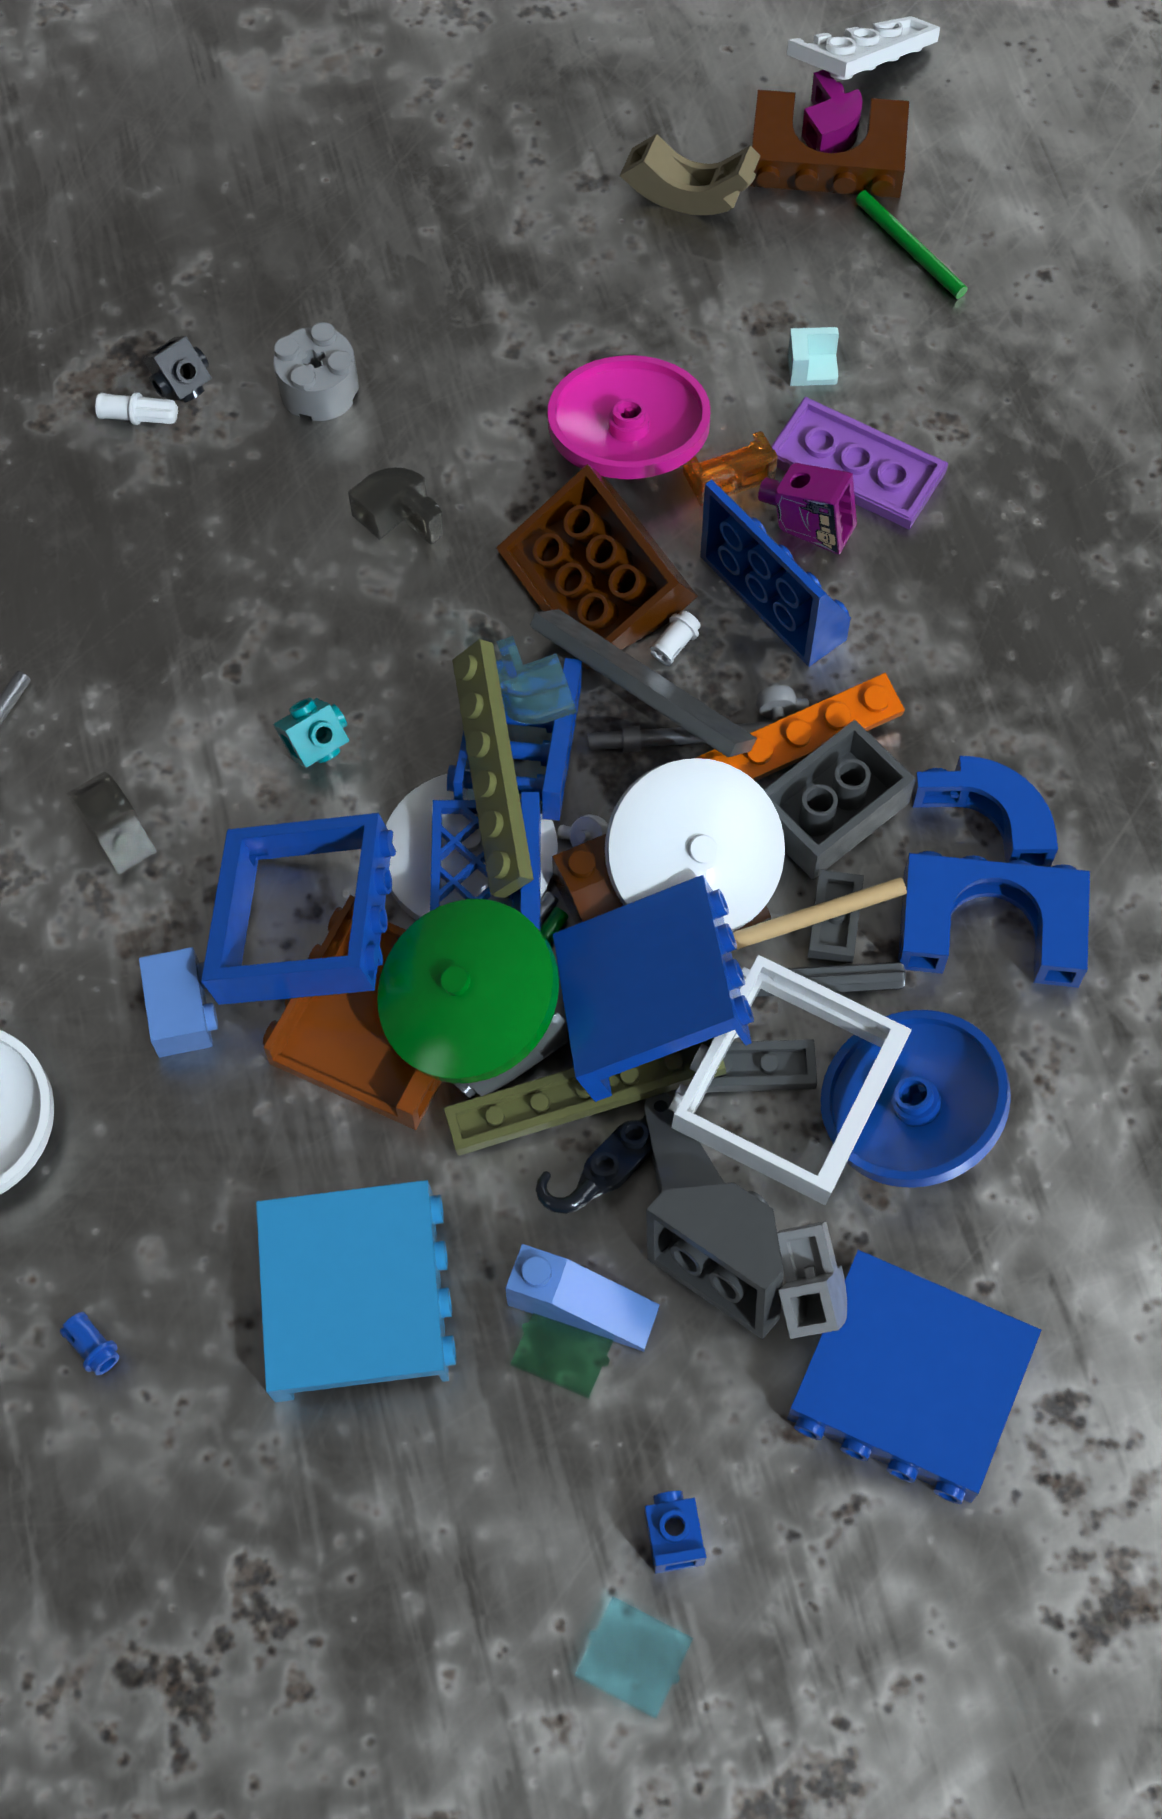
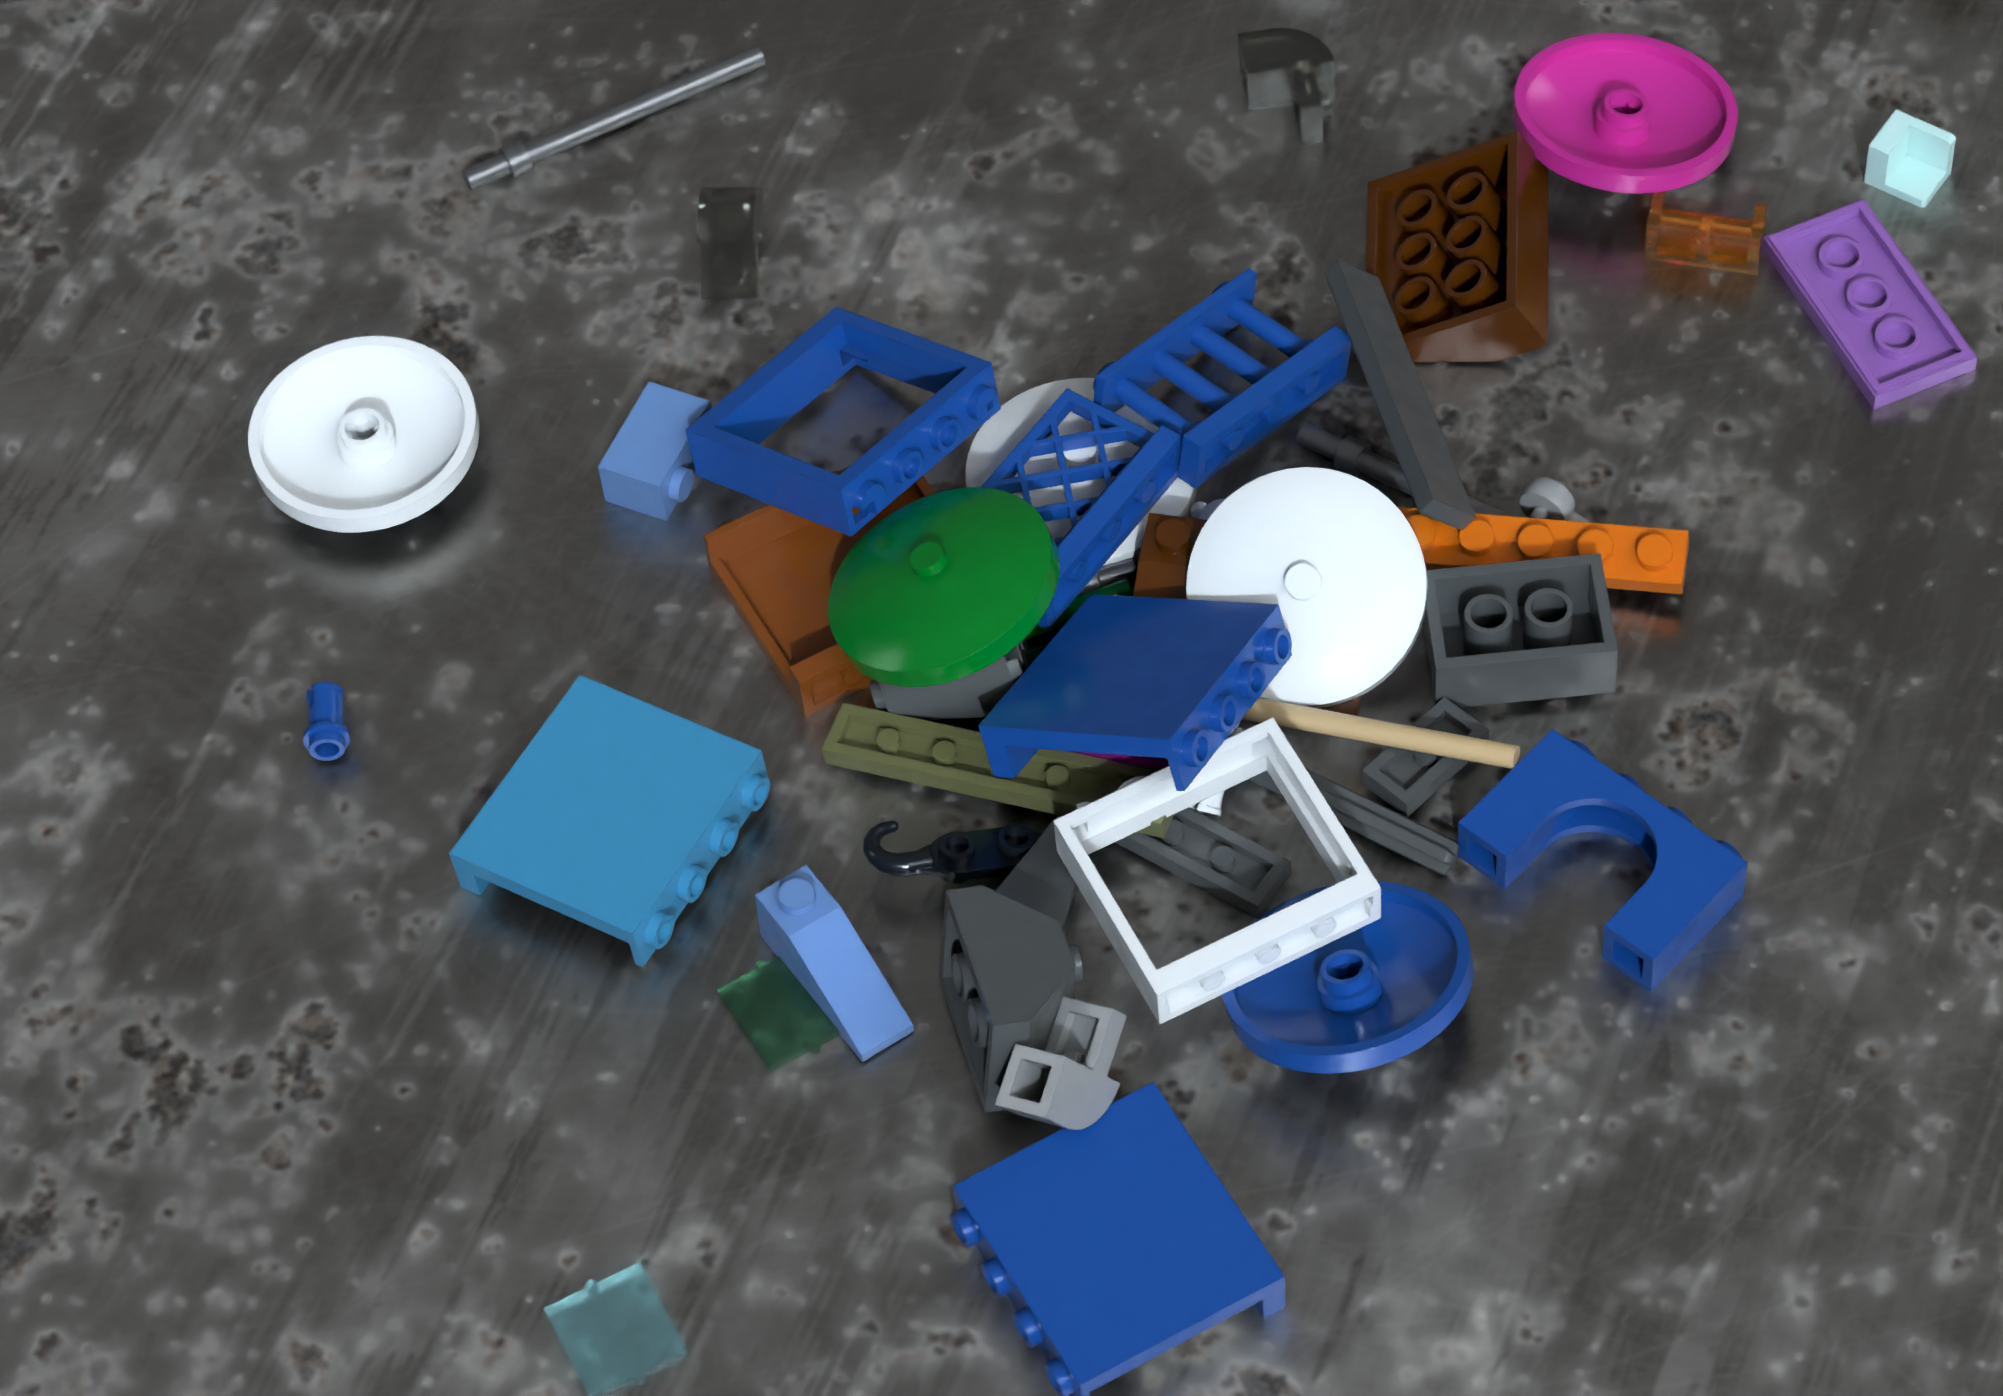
camera: 40 degrees right, 10 degrees down
(312, 731) = (989, 273): teal brick -> none
(492, 770) = (1139, 391): olive plate -> none
(533, 690) = (1262, 328): clear light blue brick -> none
(670, 1551) = (749, 1255): blue brick -> none
(681, 630) = (1489, 376): white pin -> none
(770, 579) = (1646, 362): blue slope -> none
(813, 504) = (1764, 317): magenta torso -> none
(999, 795) = (1719, 729): blue arch -> none

